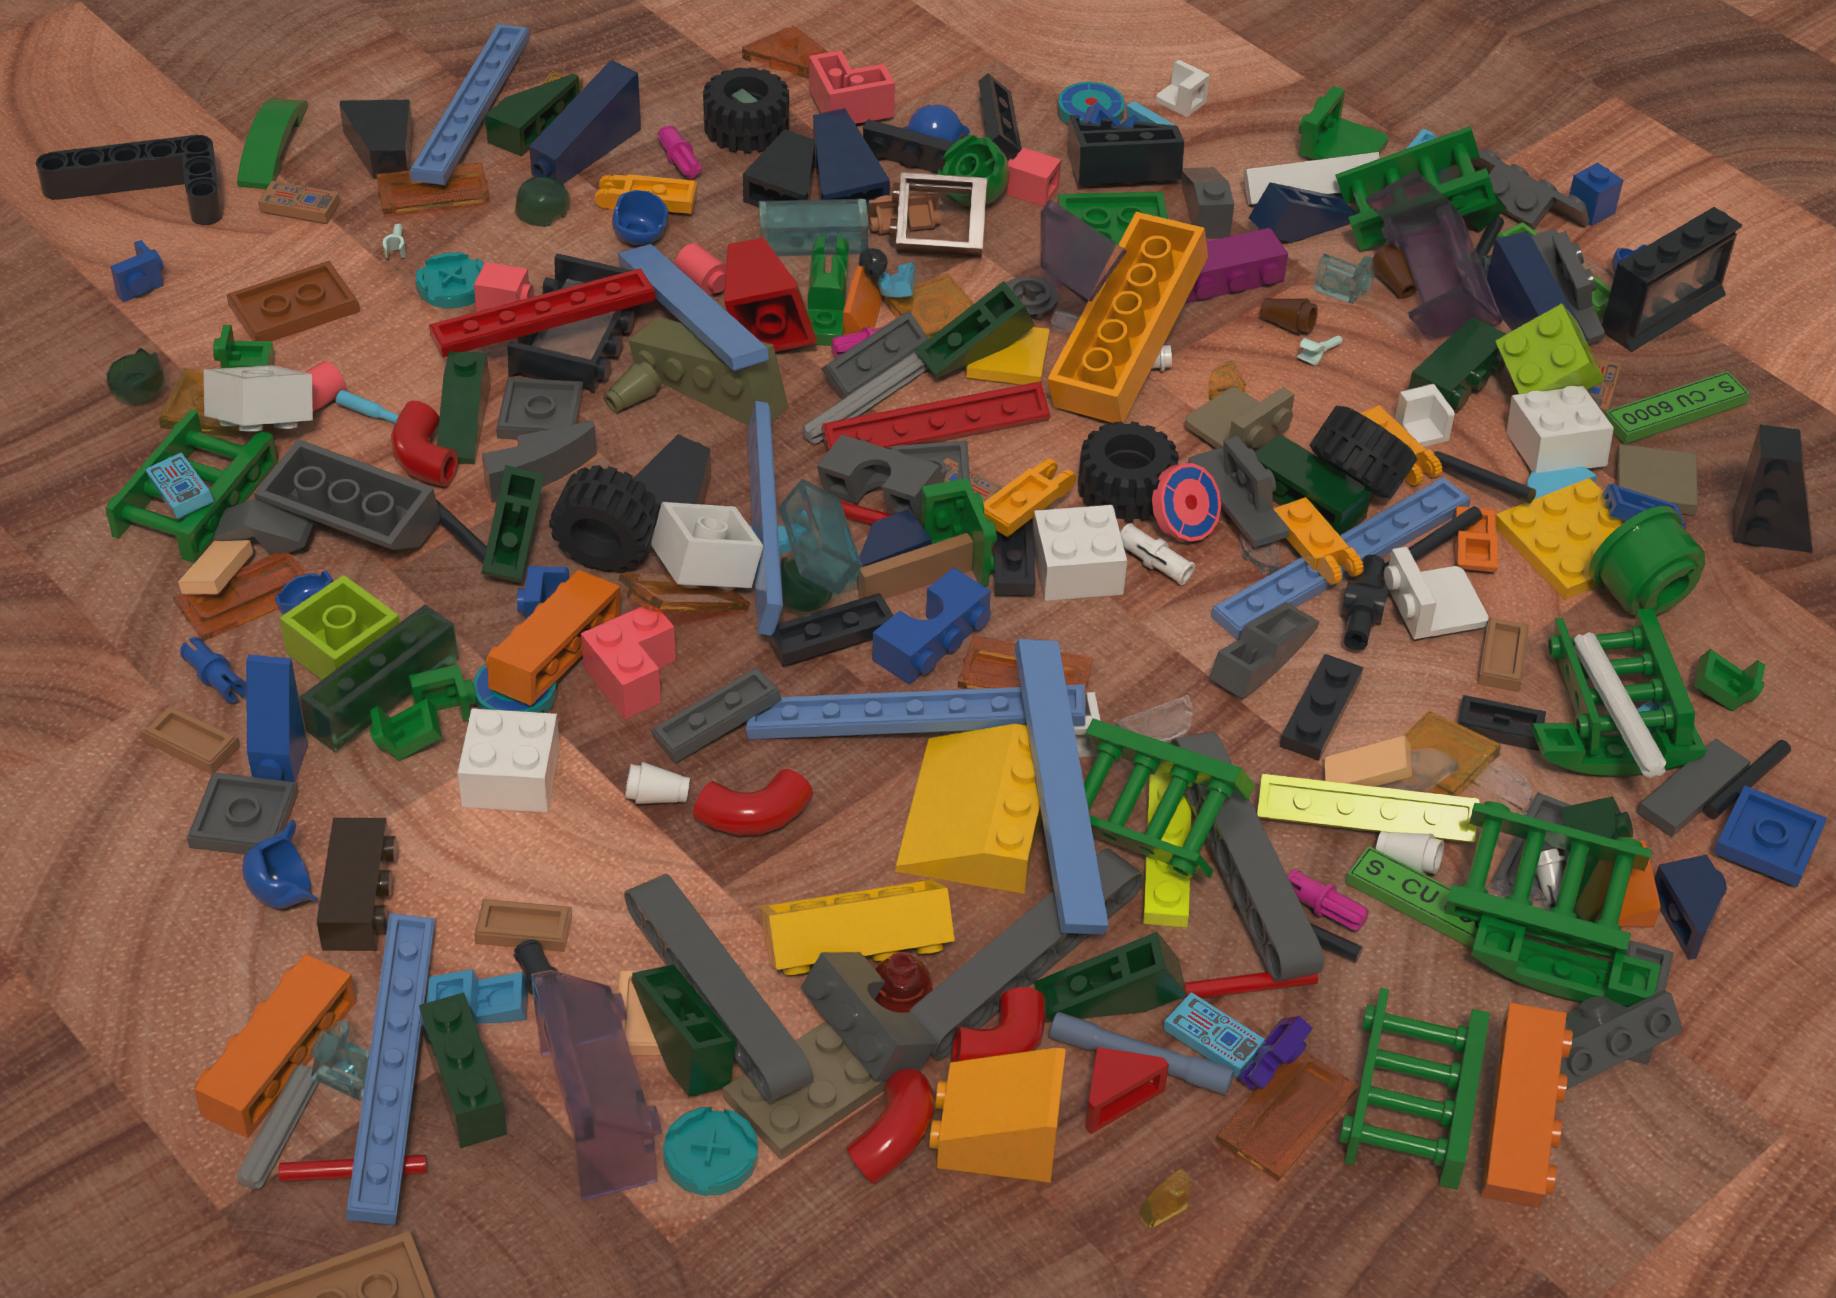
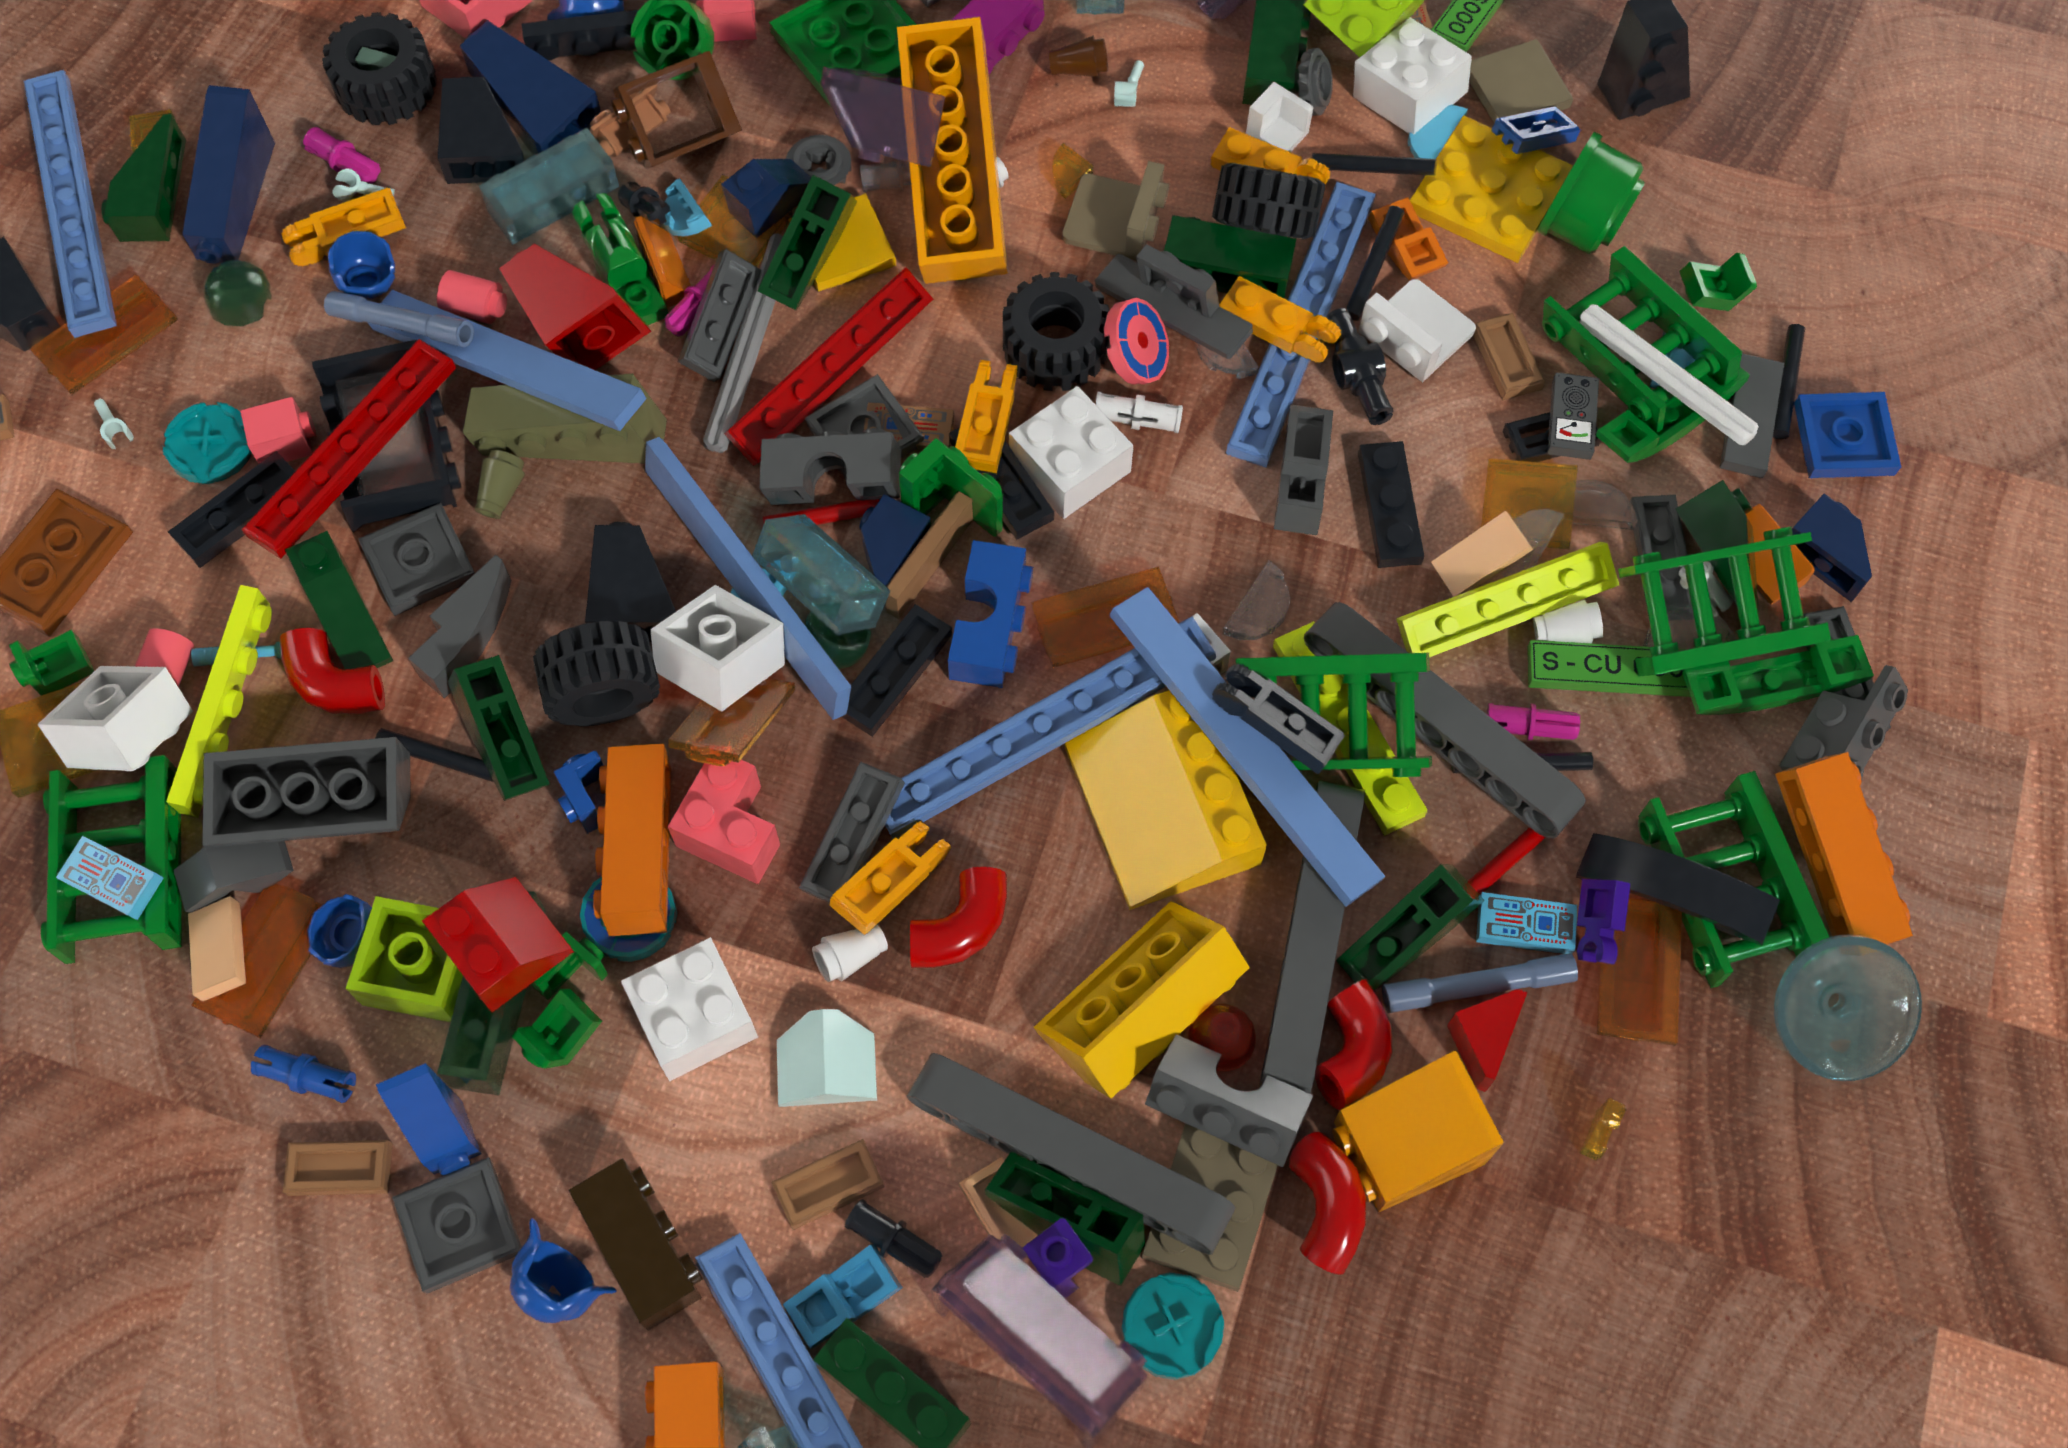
camera: 30 degrees left, 20 degrees up
(345, 414) = (221, 697): none -> neon yellow plate
(402, 631) = (498, 939): none -> red slope
(412, 326) = (222, 518): none -> black plate
(585, 848) = (826, 1061): none -> light aqua slope
(647, 1036) = (1059, 1256): none -> dark purple bracket
(657, 266) = (436, 326): none -> sand blue piece
(675, 166) = (356, 185): none -> light aqua hand
(723, 750) = (887, 879): none -> light orange hinge
(961, 285) = (764, 192): none -> dark blue slope
(1098, 772) = (1278, 716): none -> black hinge
(1369, 1064) = (1682, 886): none -> black slope
(1439, 1179) = (1870, 1022): none -> clear light blue dish
(1472, 400) = (1315, 80): none -> dark grey gear
(1526, 704) = (1573, 416): none -> dark grey tile

